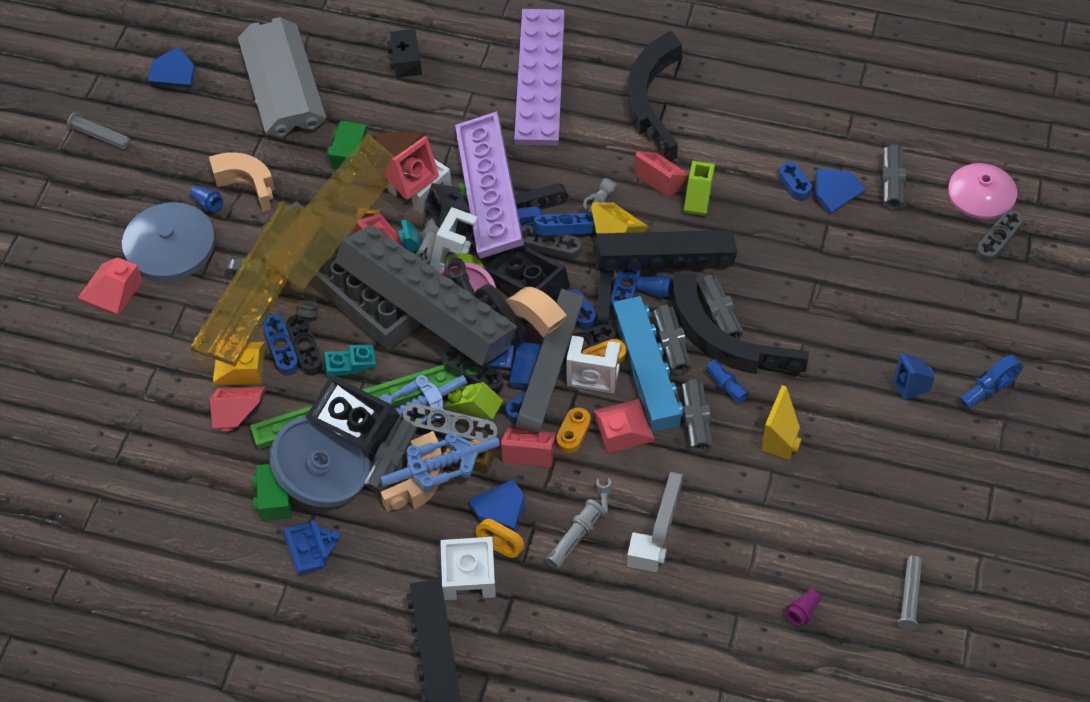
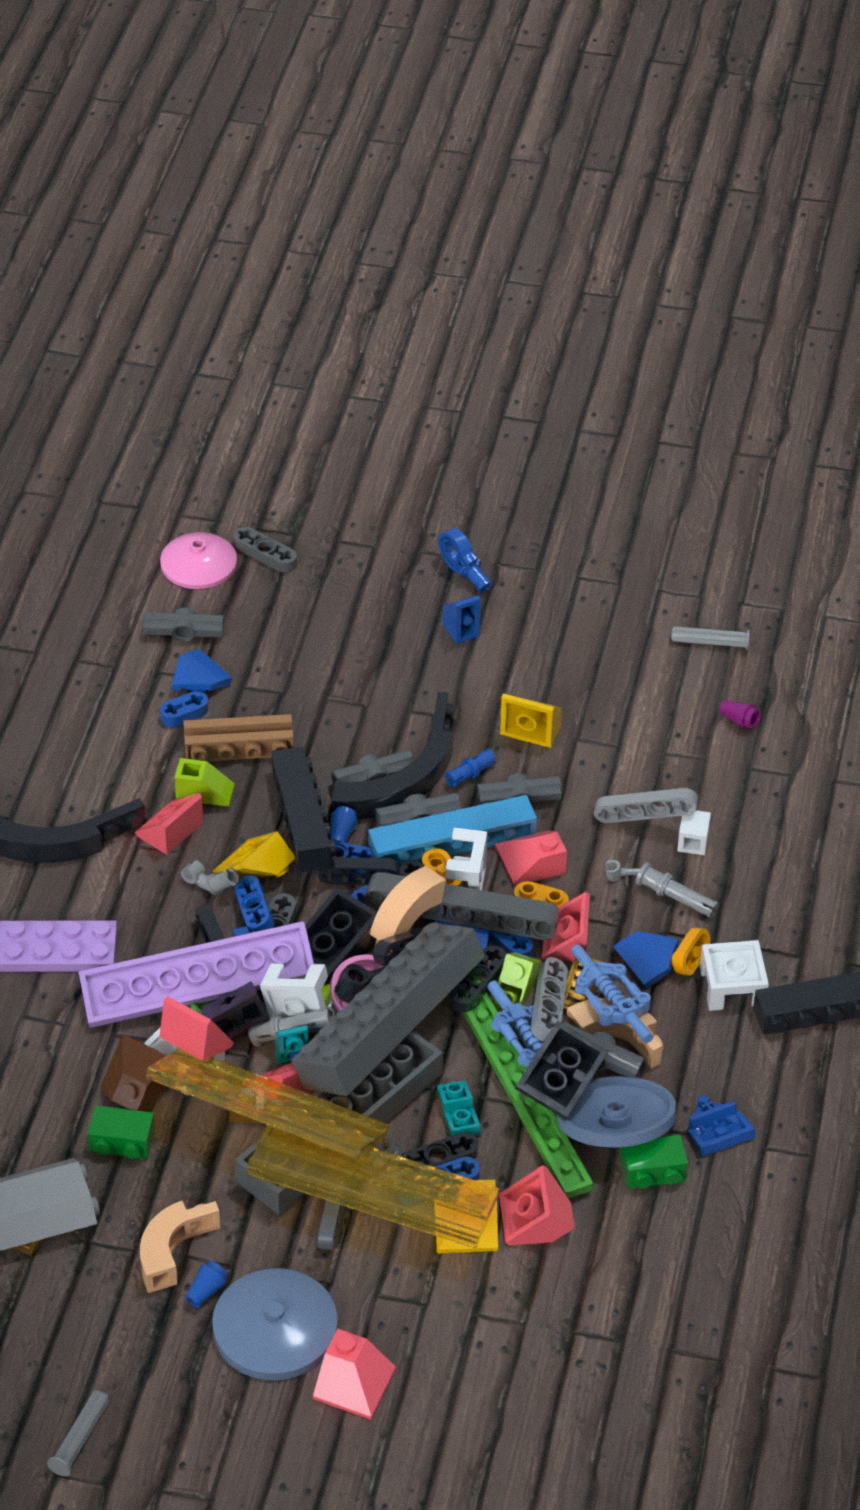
camera: 95 degrees left, 10 degrees down
(756, 214) = (237, 737): none -> medium nougat brick

